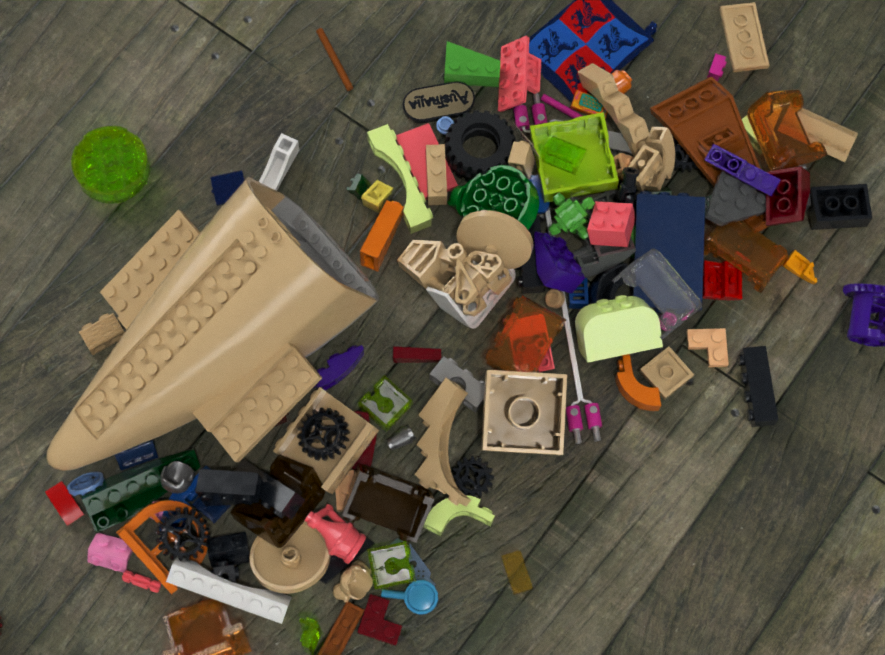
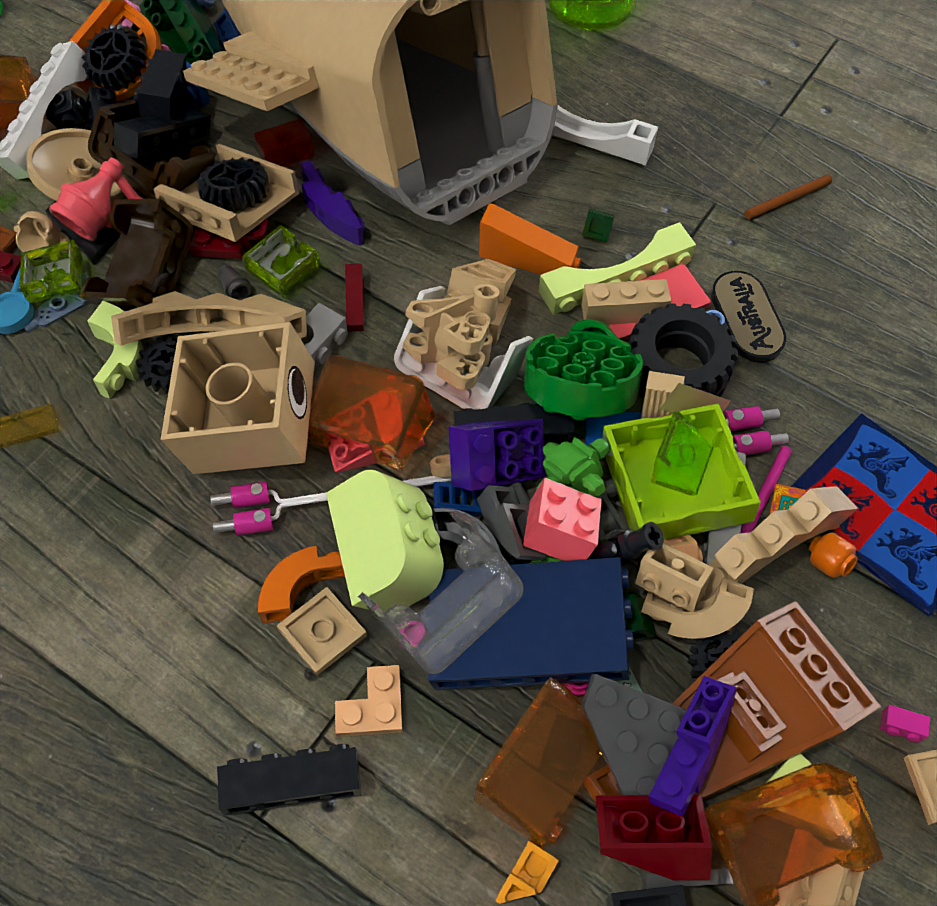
camera: 90 degrees right, 10 degrees down
(176, 477) = (185, 42): flat silver hair -> none
(225, 186) = (582, 100): clear blue piece -> none
(376, 195) = (588, 238): light yellow slope -> none
(470, 67) = (810, 345): bright green wedge -> none
(496, 234) = (508, 342): tan dish -> none
(518, 74) = (817, 412): coral bracket -> none
(721, 281) = (487, 722): red slope -> none

